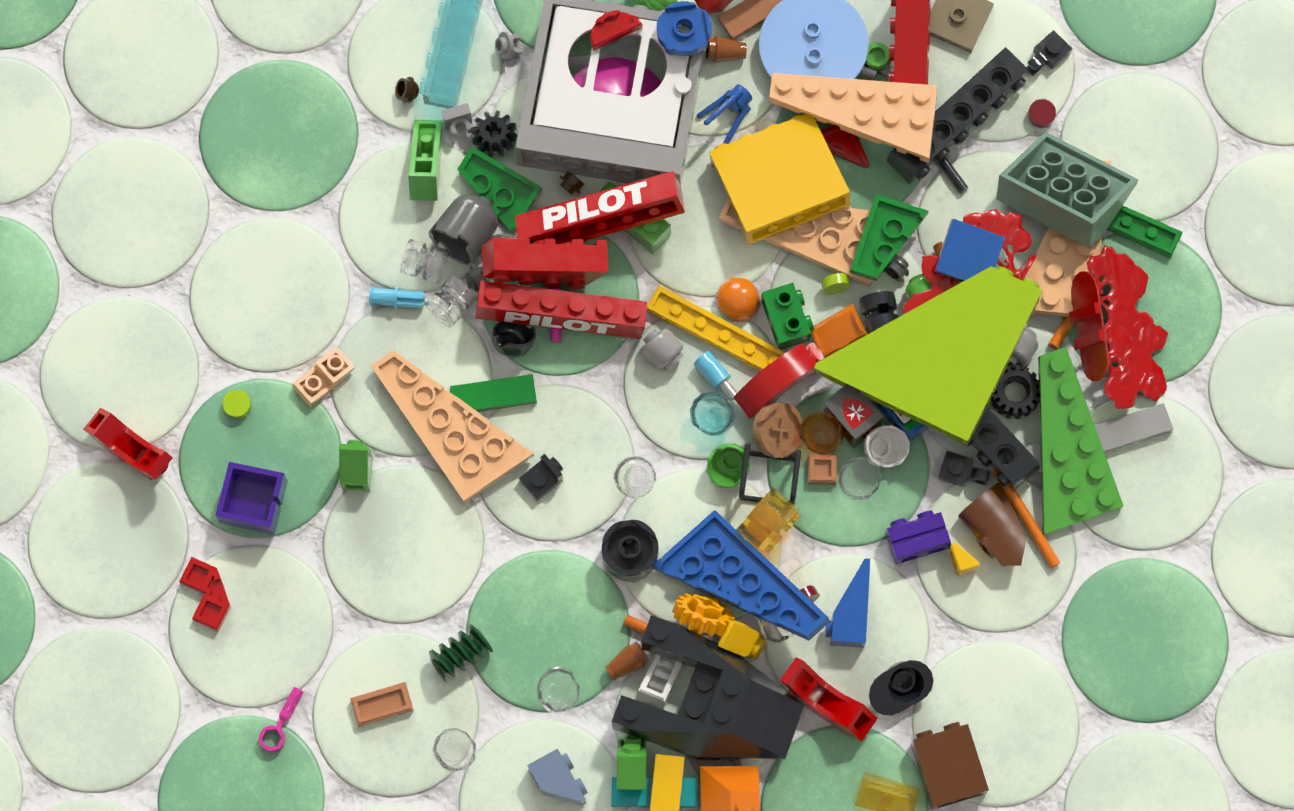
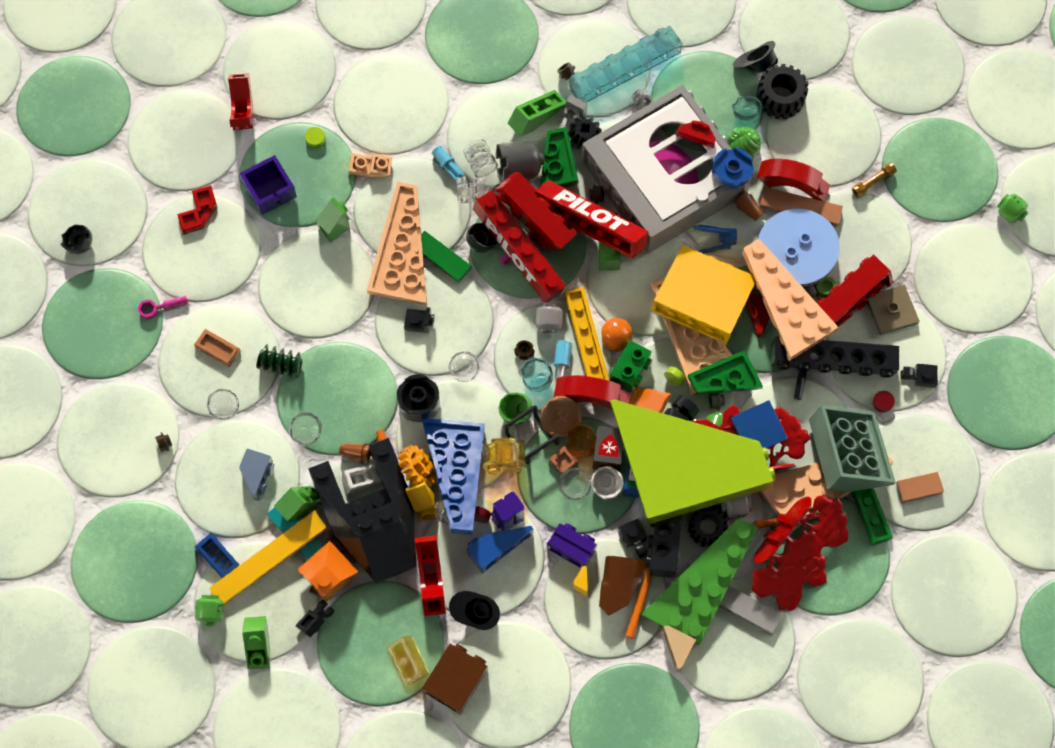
camera: 45 degrees right, 5 degrees down
(124, 745) = (77, 239): none -> black hair
(676, 397) = (524, 344): none -> dark brown plate
(831, 568) = (507, 512): none -> dark purple brick
(1108, 527) = (678, 646): none -> tan slope
(1156, 160) = (920, 487): none -> nougat tile

